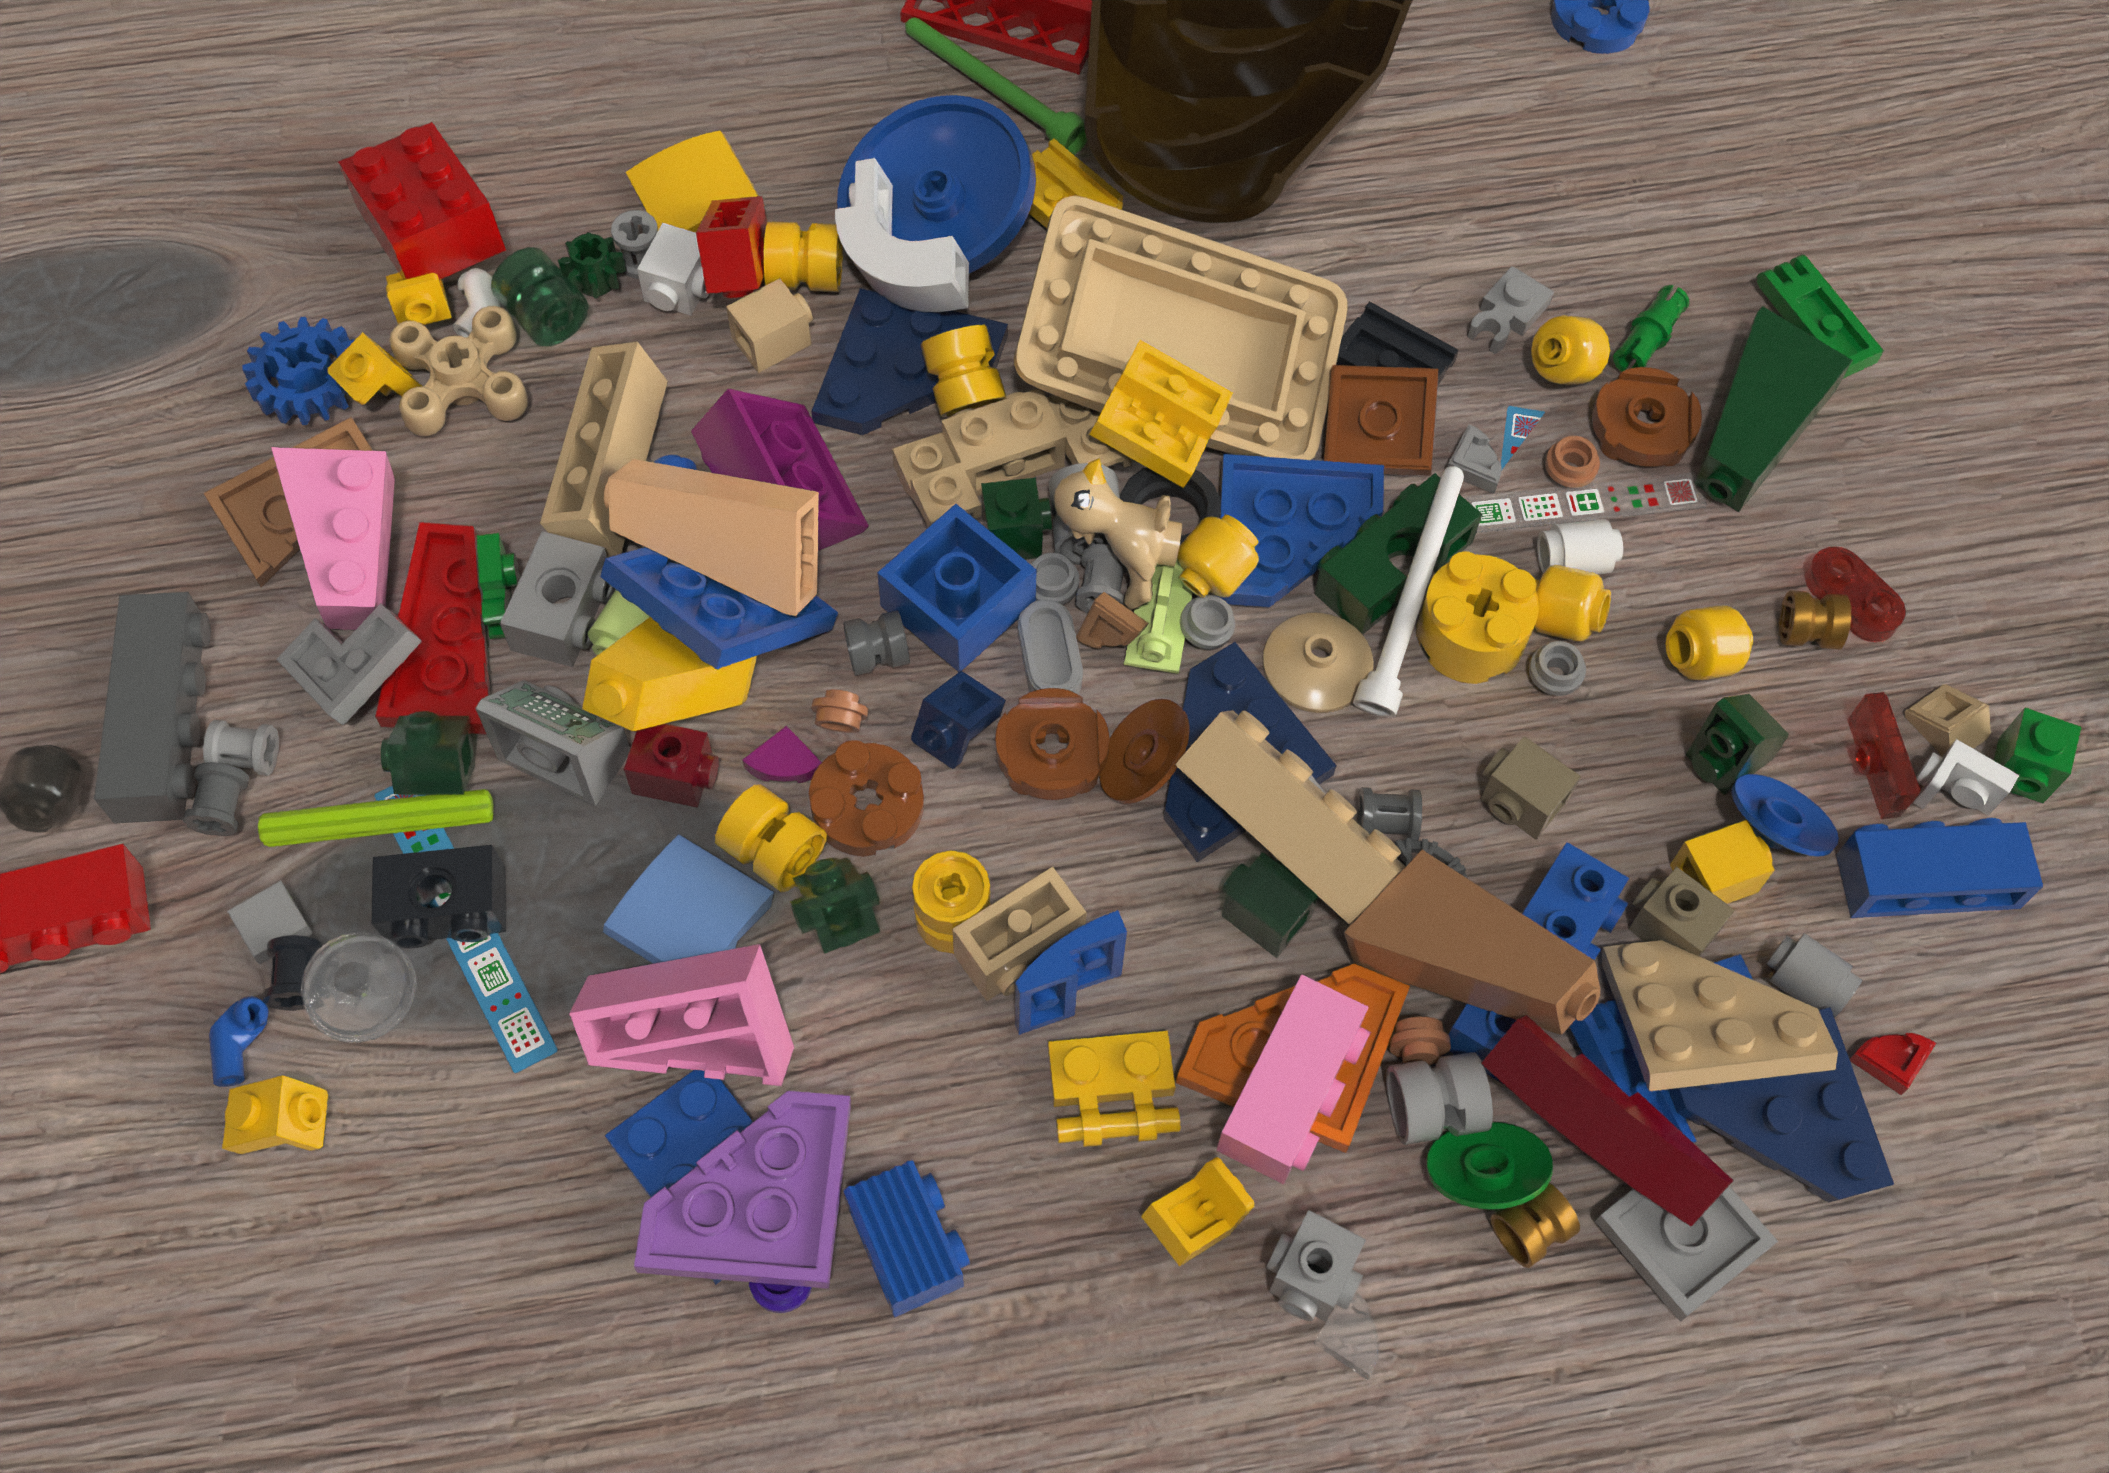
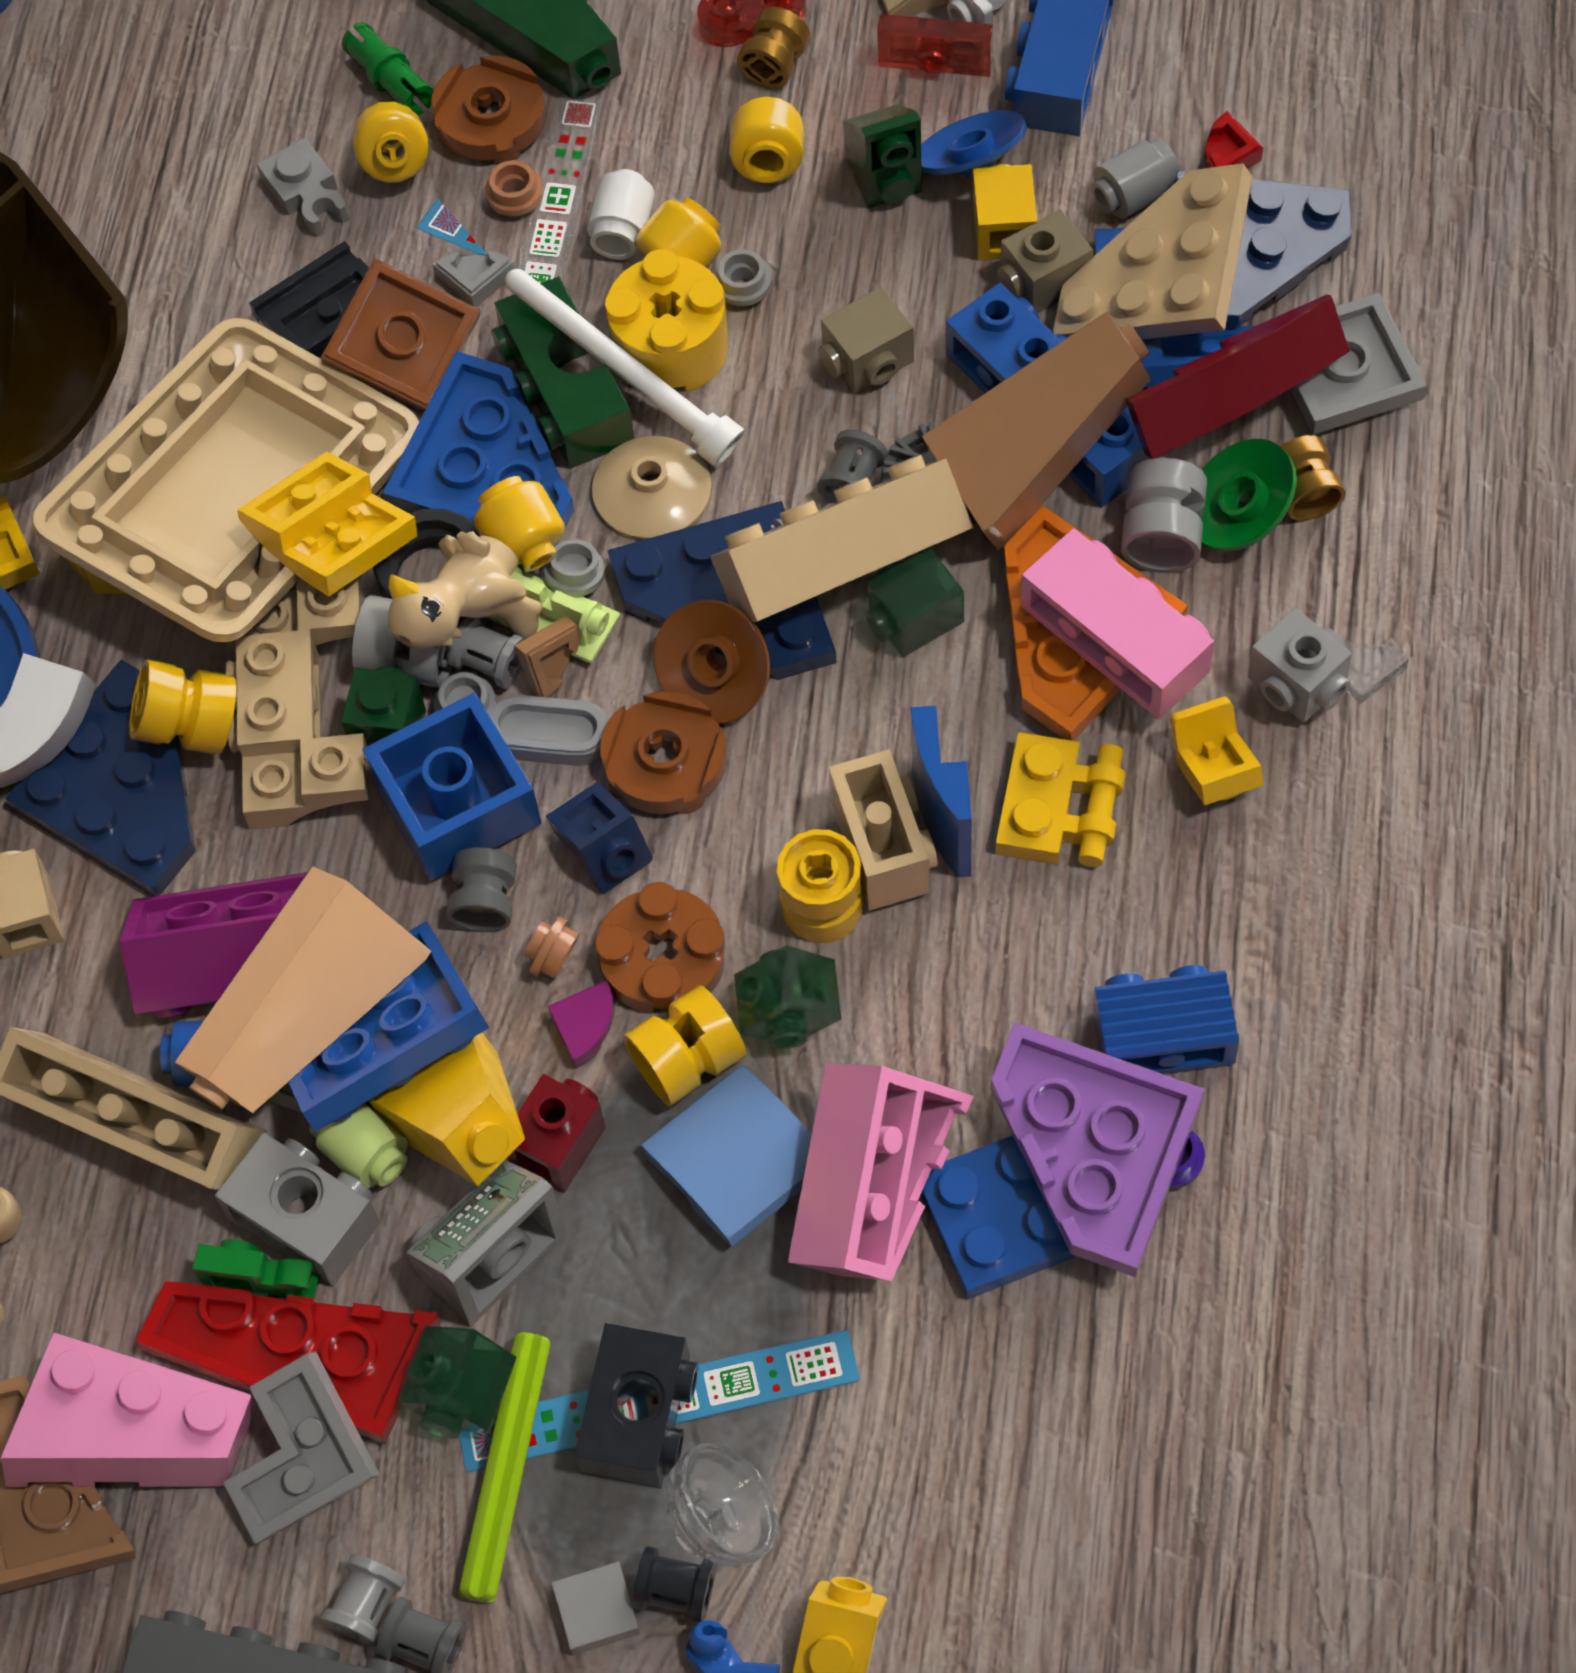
camera: 65 degrees left, 0 degrees up
(1419, 1040) = (1100, 514): nougat plate -> none

